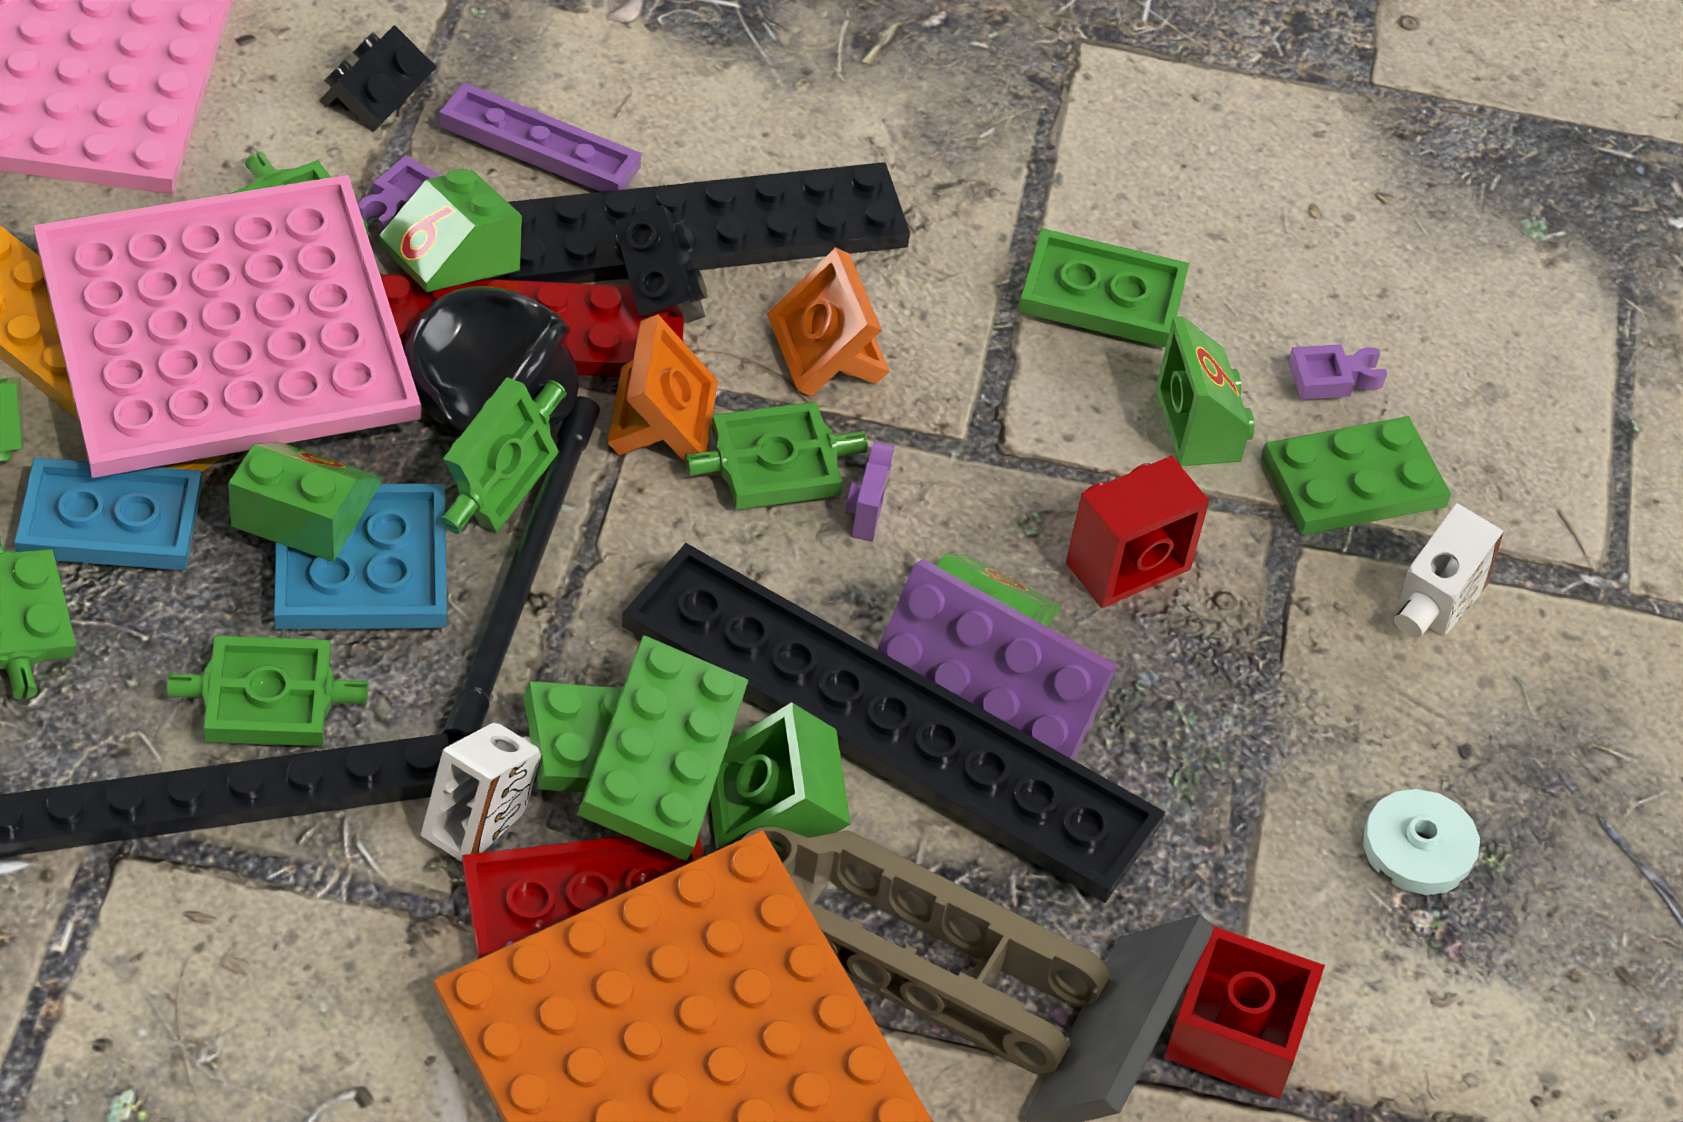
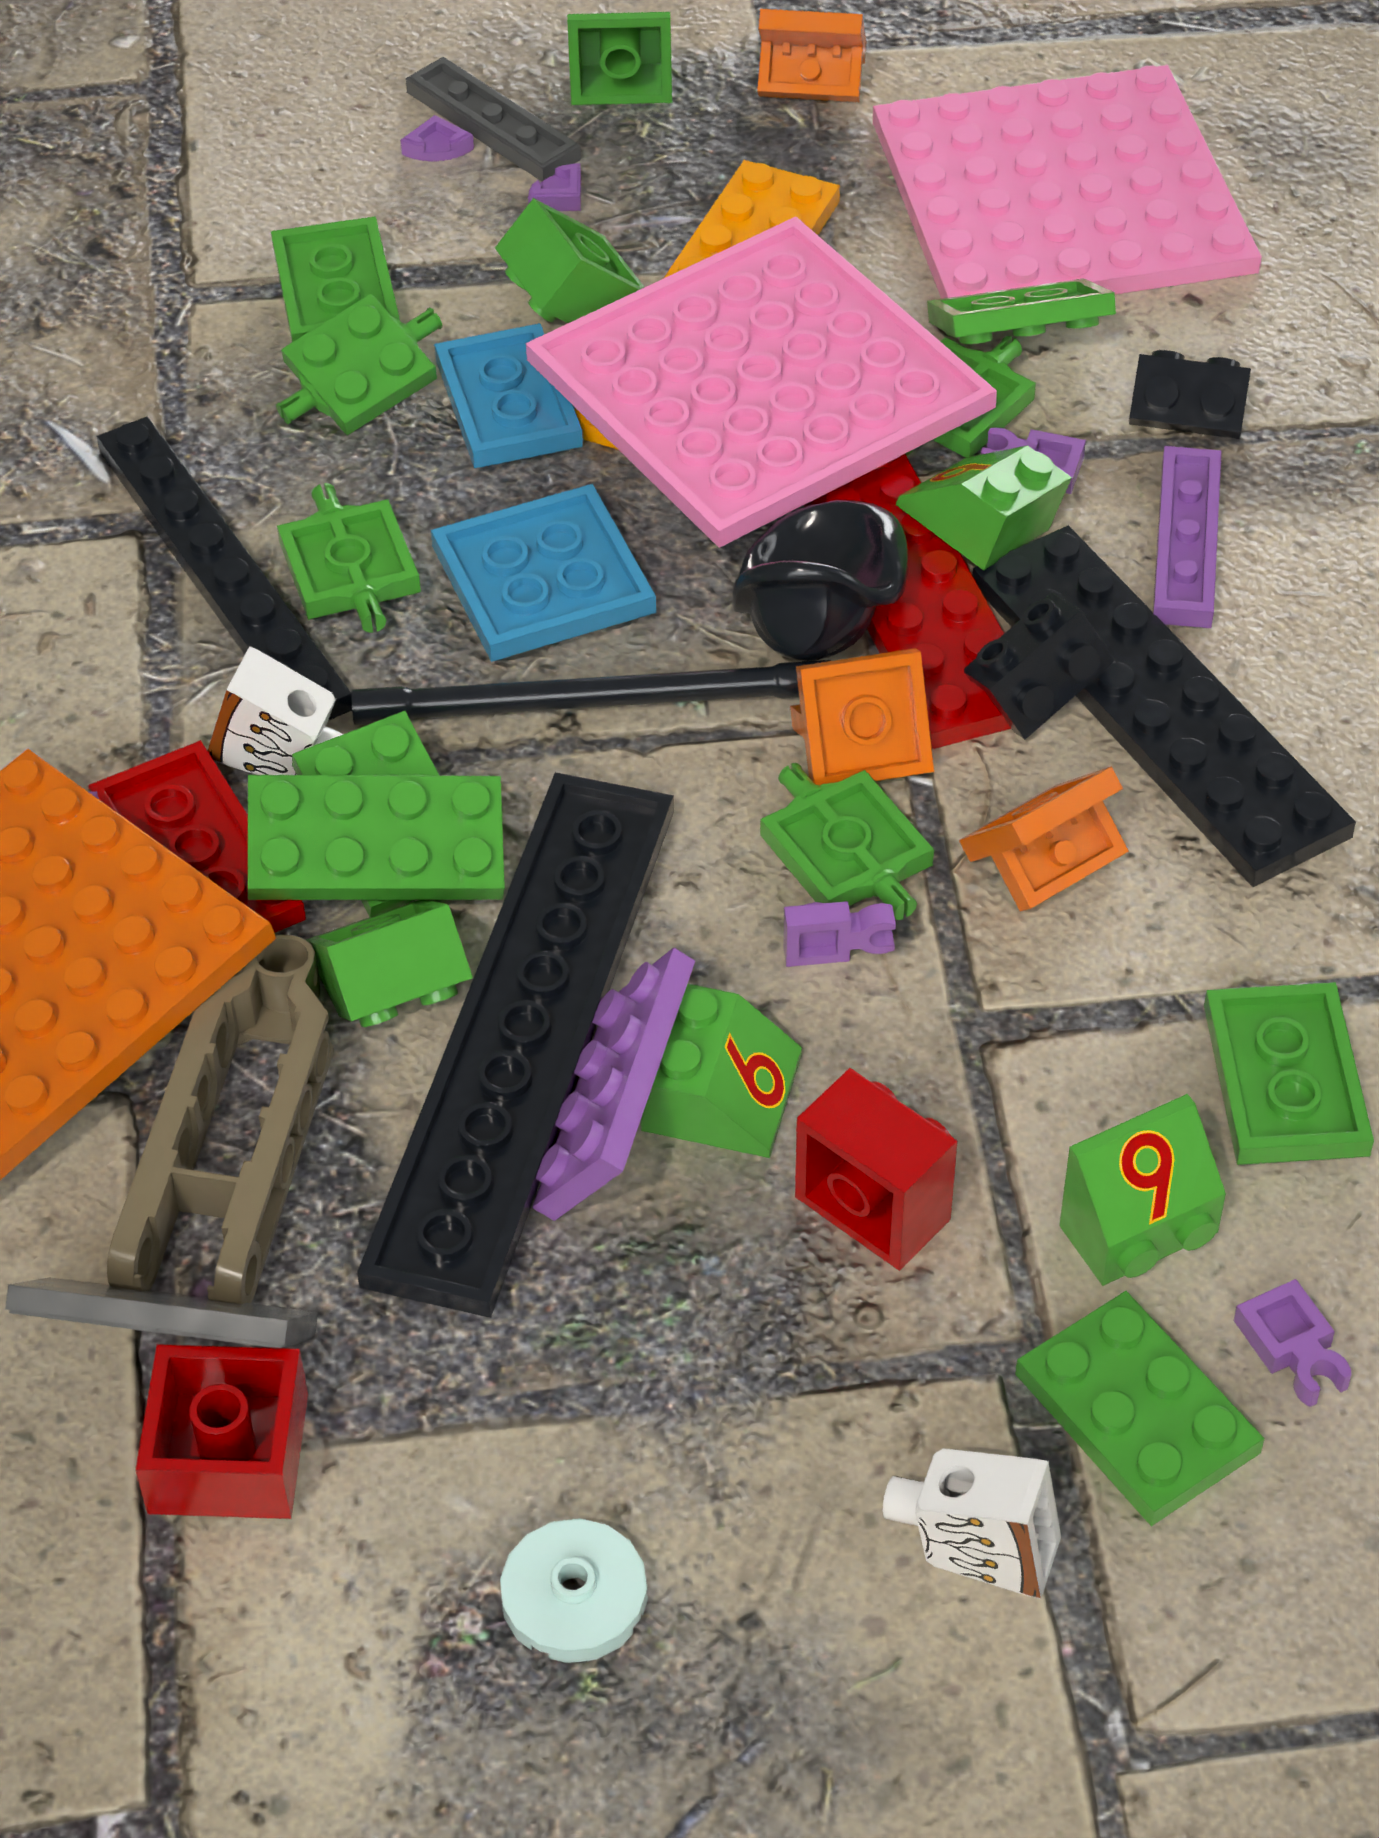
camera: 80 degrees right, 0 degrees up
(225, 133) = (1022, 310): none -> bright green plate
(299, 498) = (571, 489): bright green slope -> none
(501, 455) = (686, 608): bright green plate -> none

